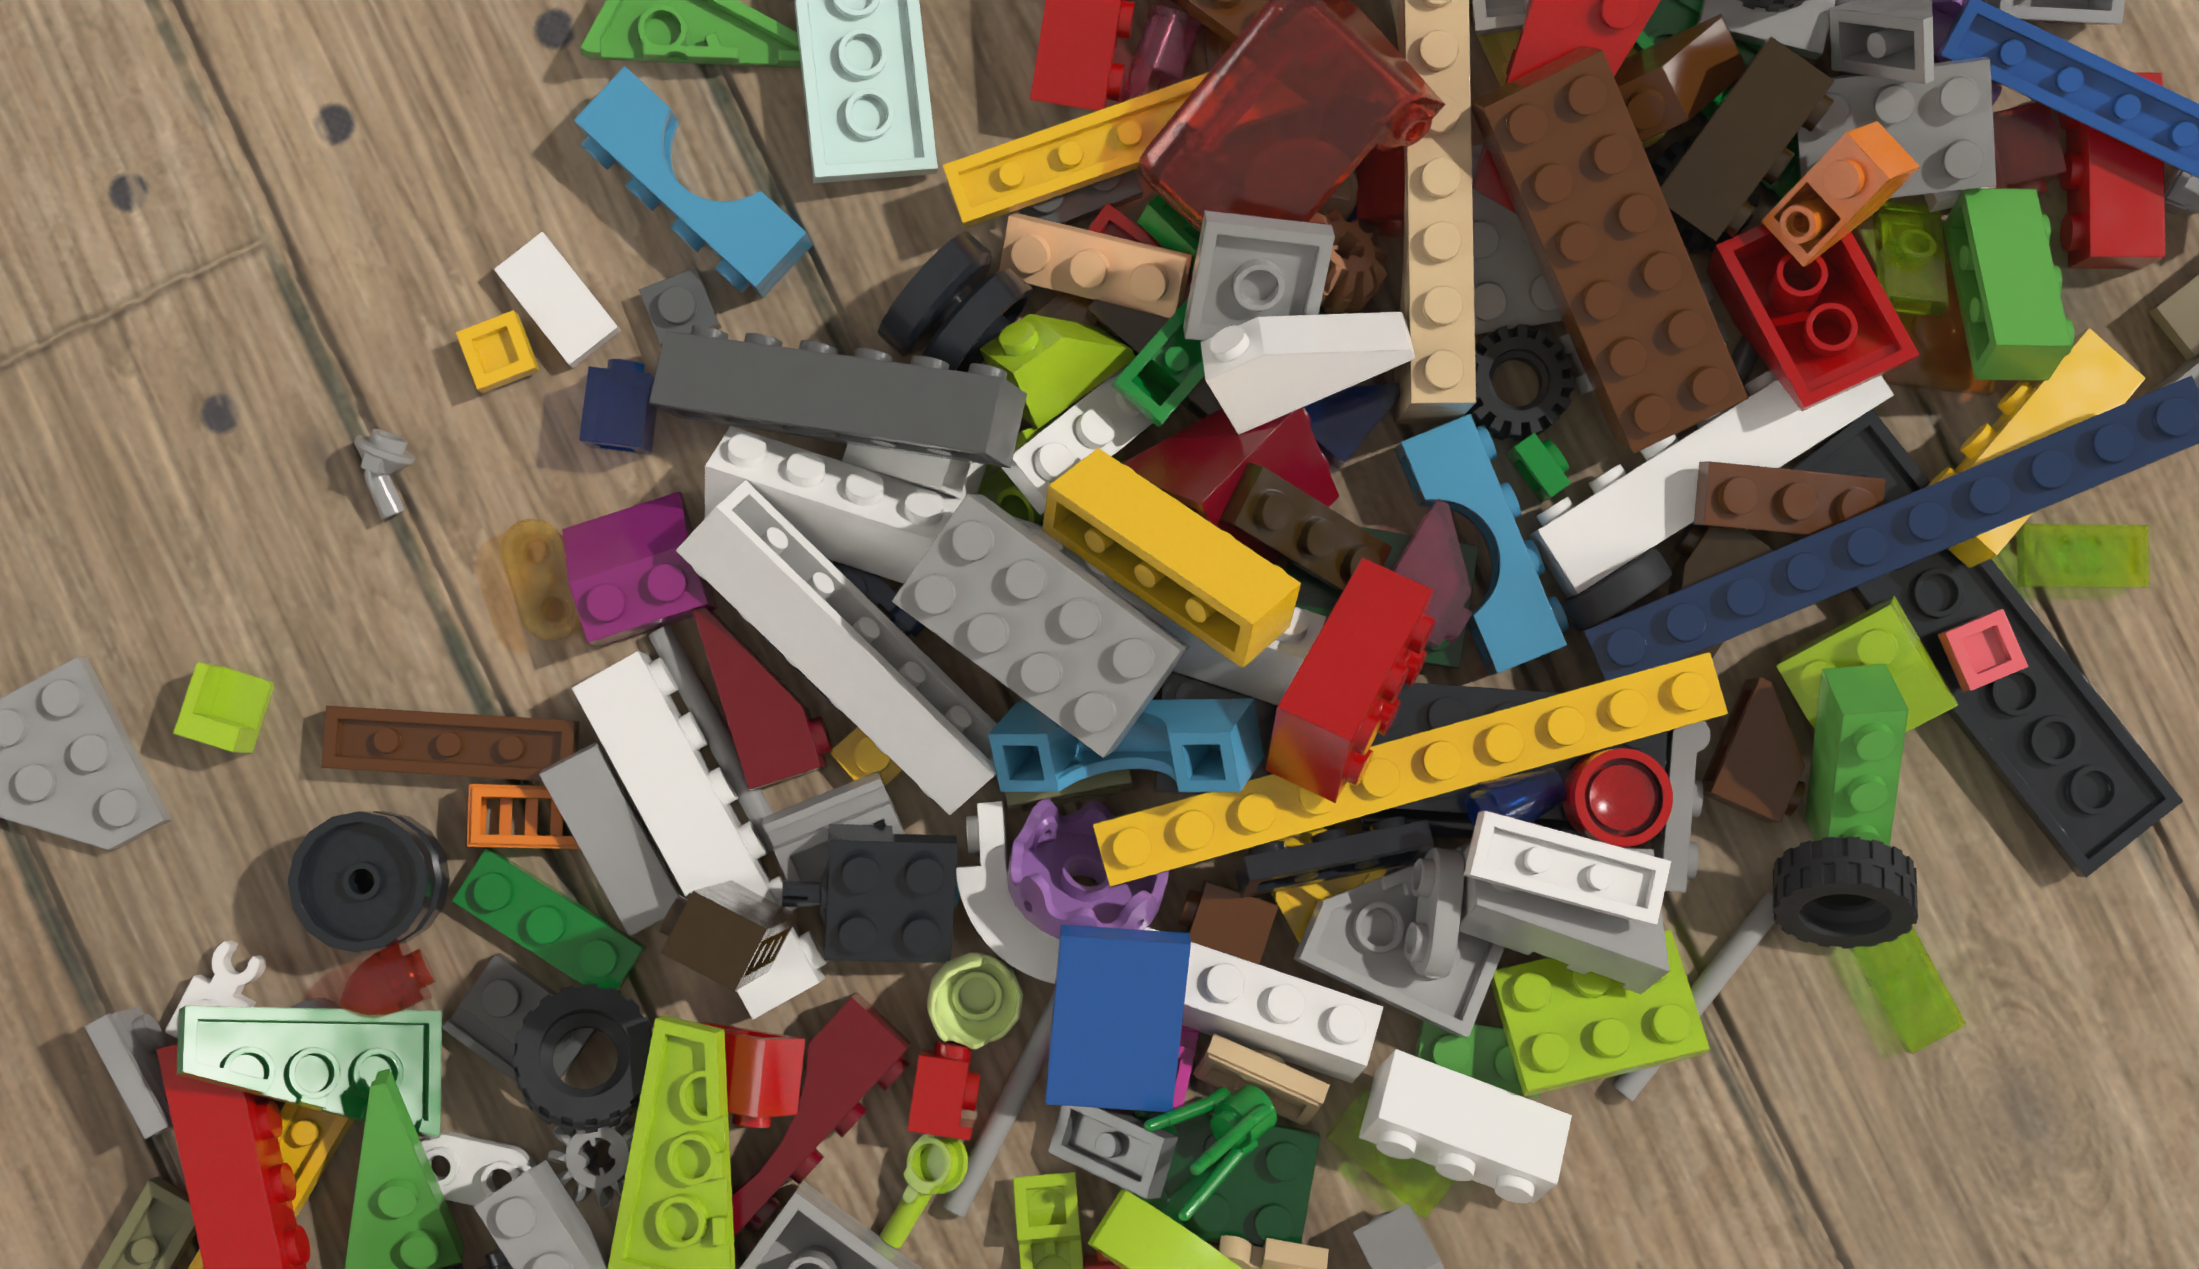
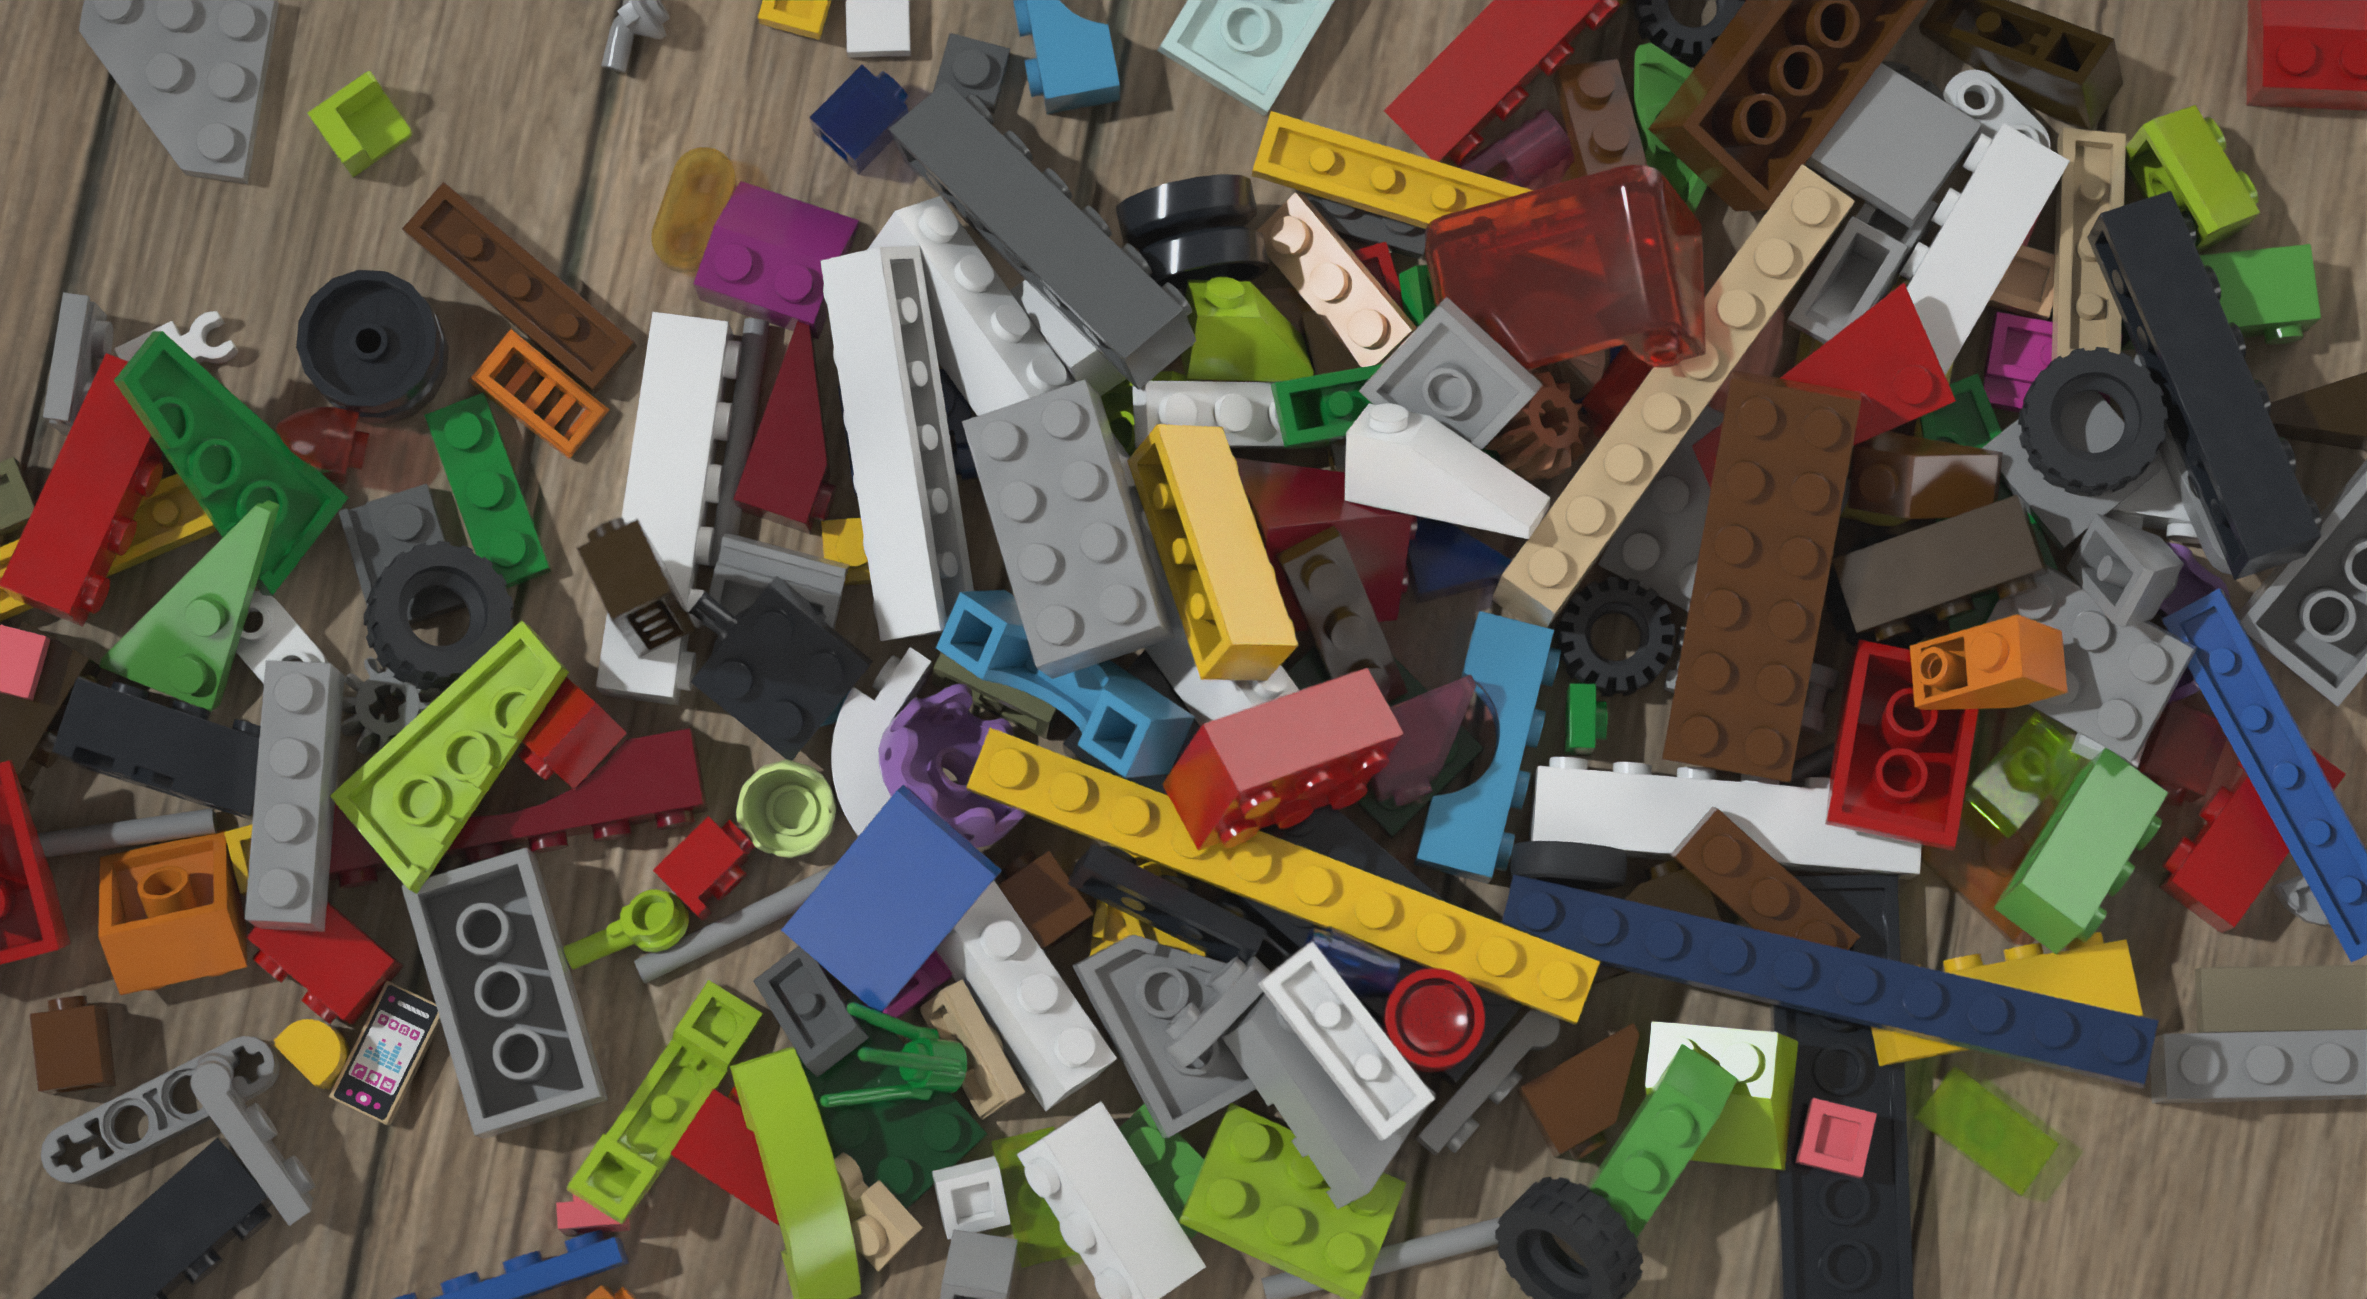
camera: 35 degrees right, 5 degrees down
(611, 837) = (591, 453): light grey tile -> none
(1346, 1194) = (971, 1196): none -> white plate

